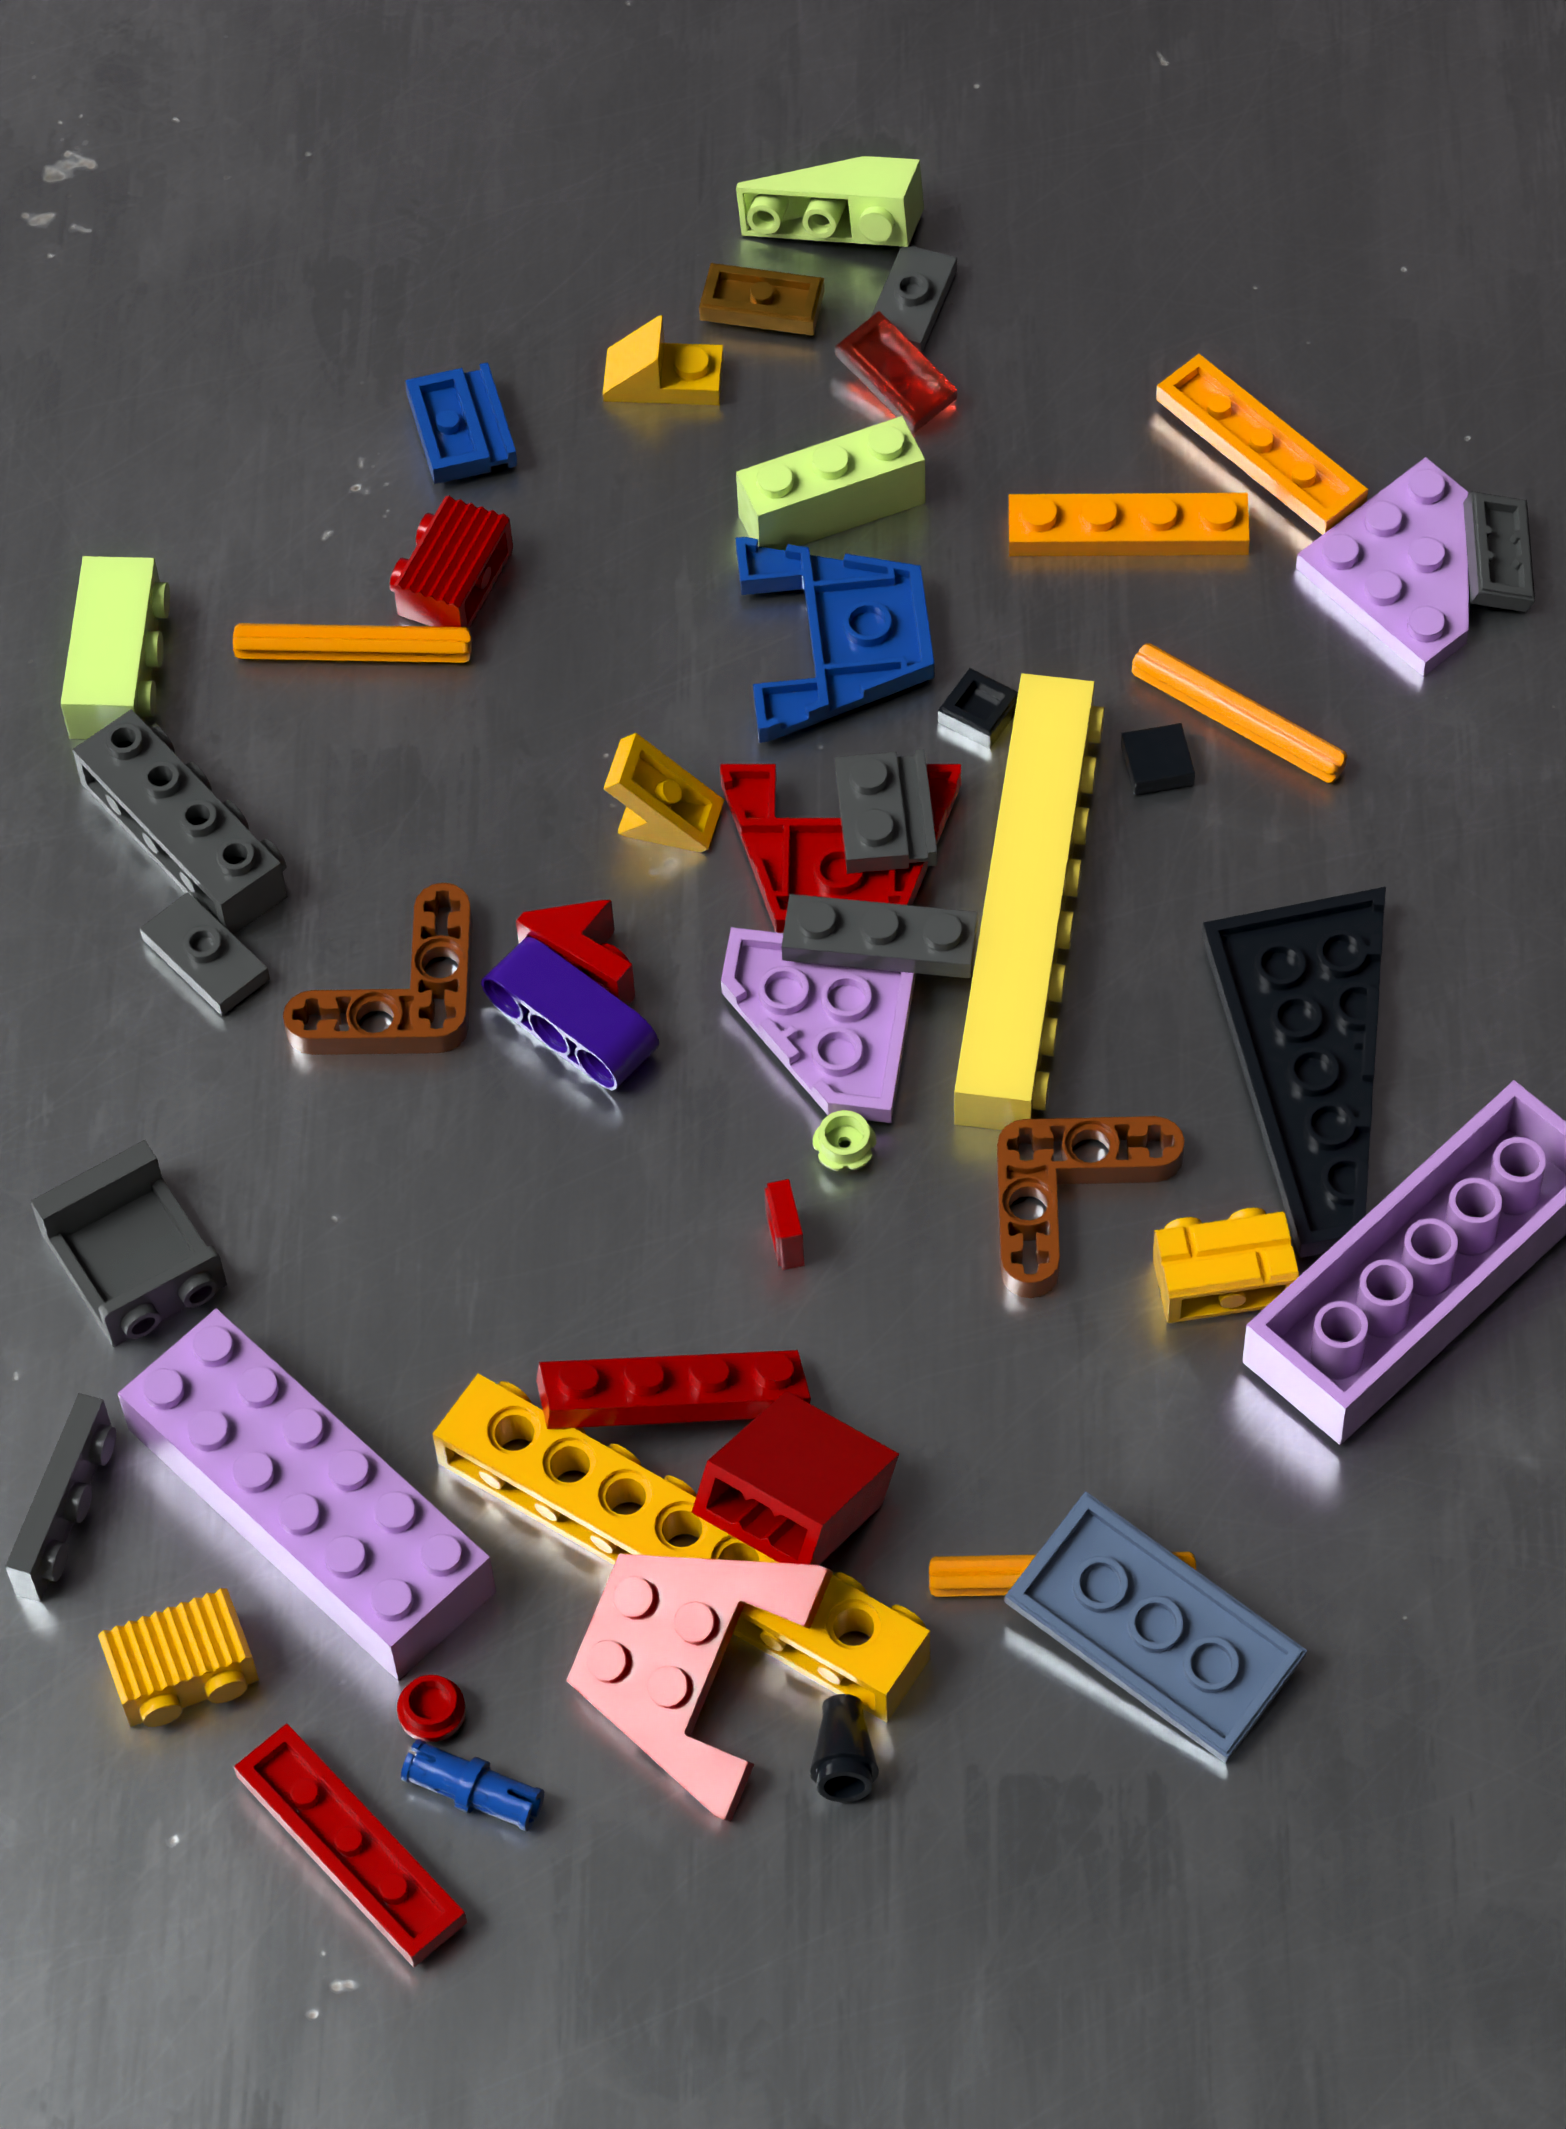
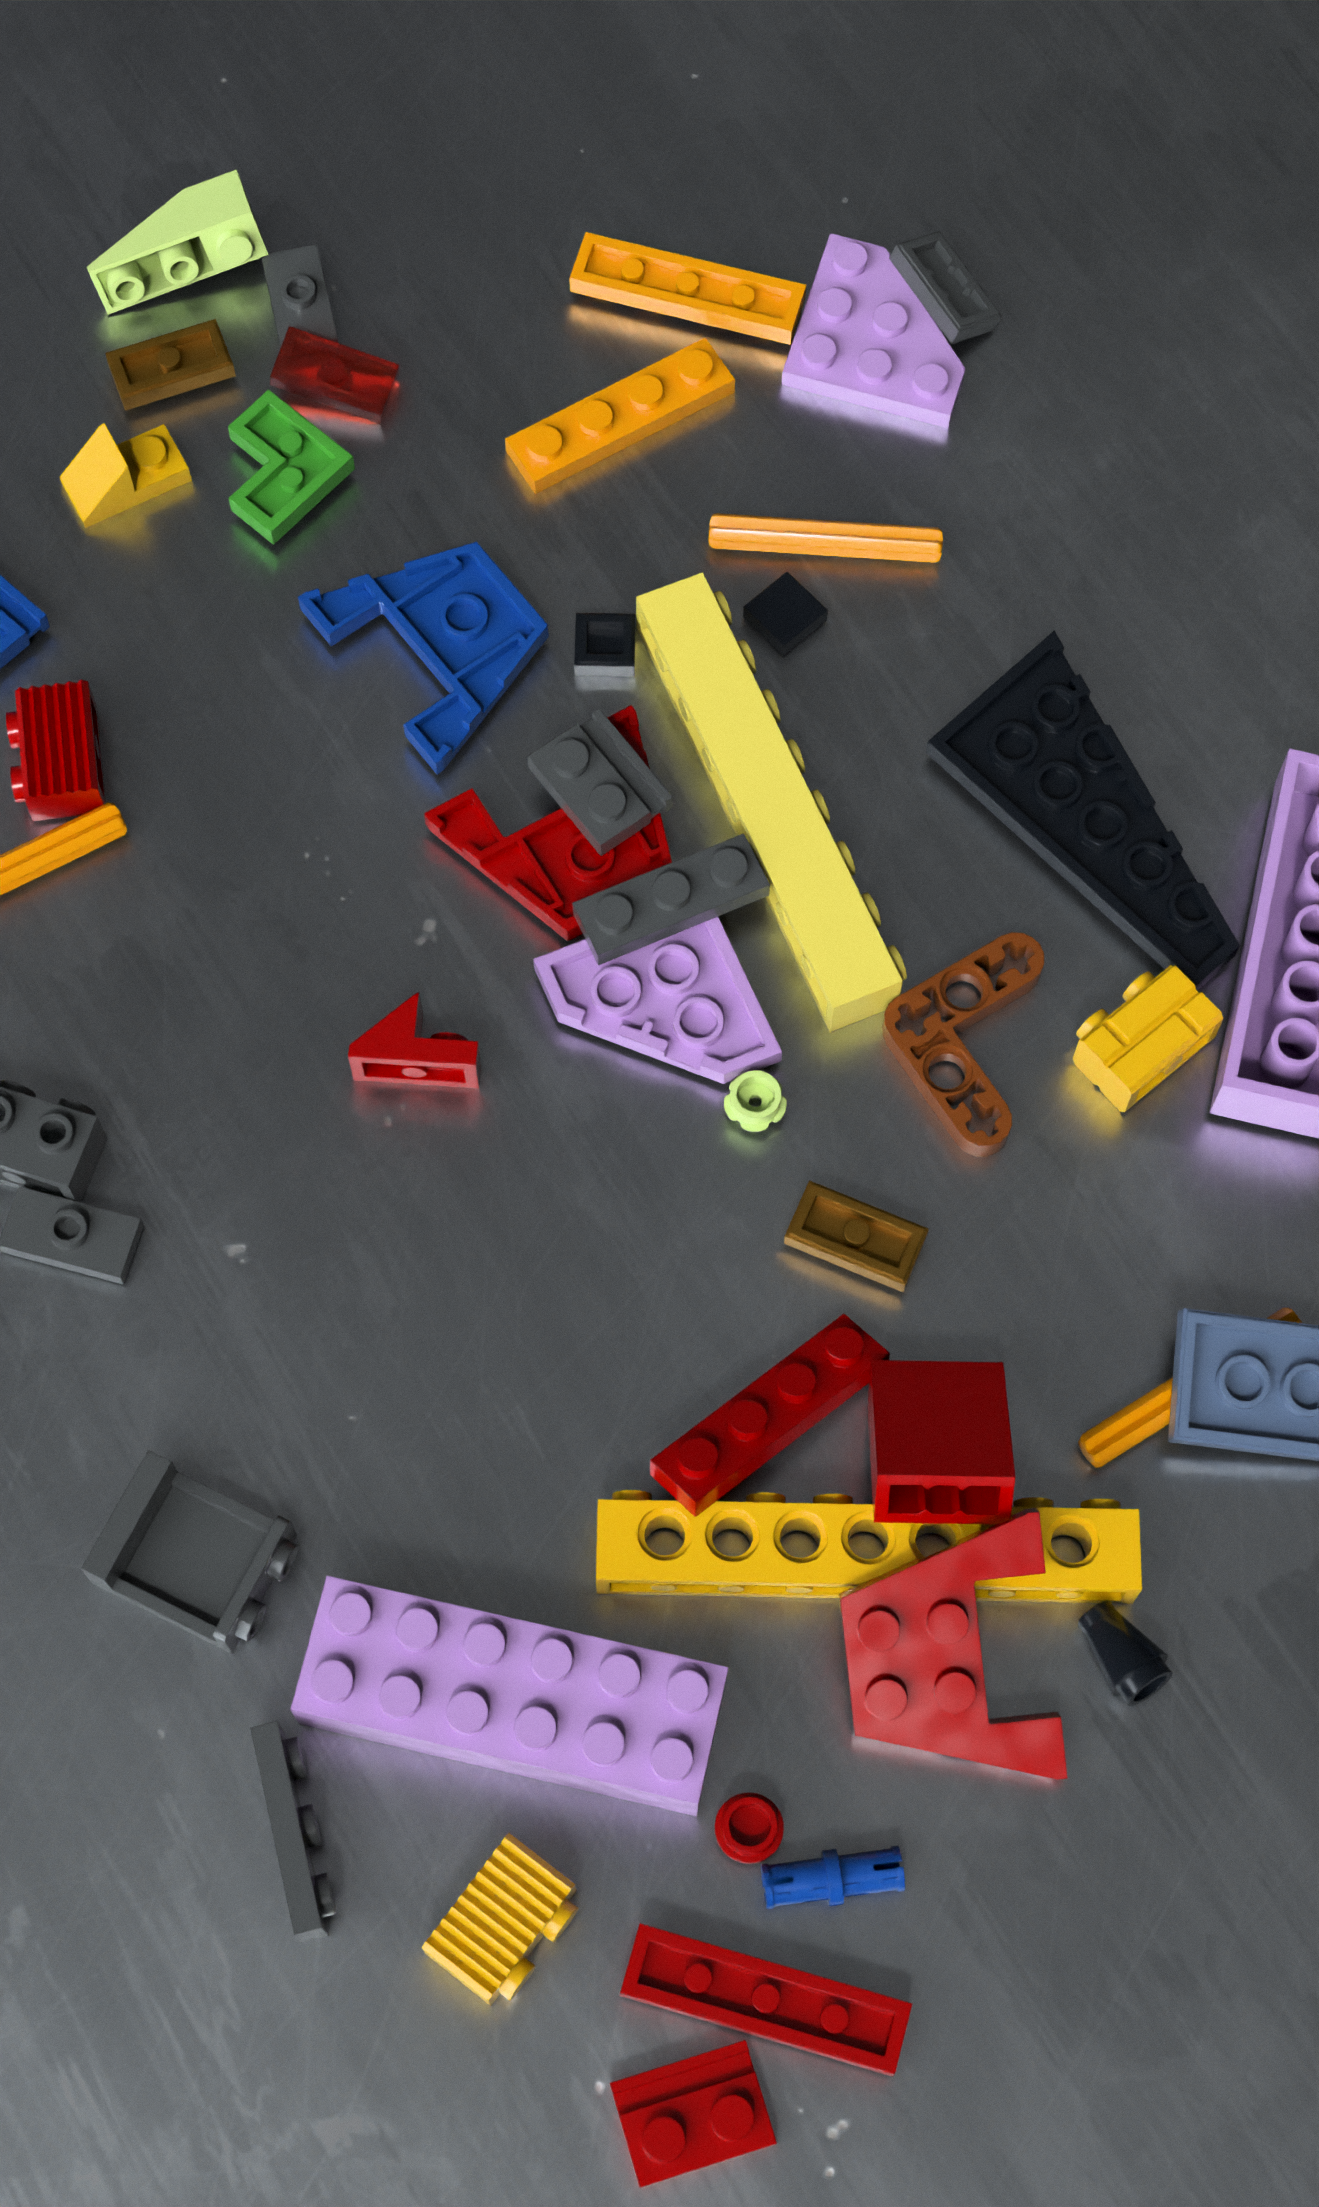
camera: 35 degrees left, 10 degrees up
(231, 1900) = (693, 2114): none -> red plate
(410, 1008) = (291, 1186): dark orange beam -> none
(570, 1013) = (443, 1113): dark purple beam -> none
(661, 798) = (393, 872): yellow slope -> none
(784, 1224) = (759, 1205): red tile -> none
(811, 409) = (297, 467): none -> bright green plate
(832, 486) = (351, 507): yellowish green brick -> none
(853, 1294) = (856, 1236): none -> pearl gold plate

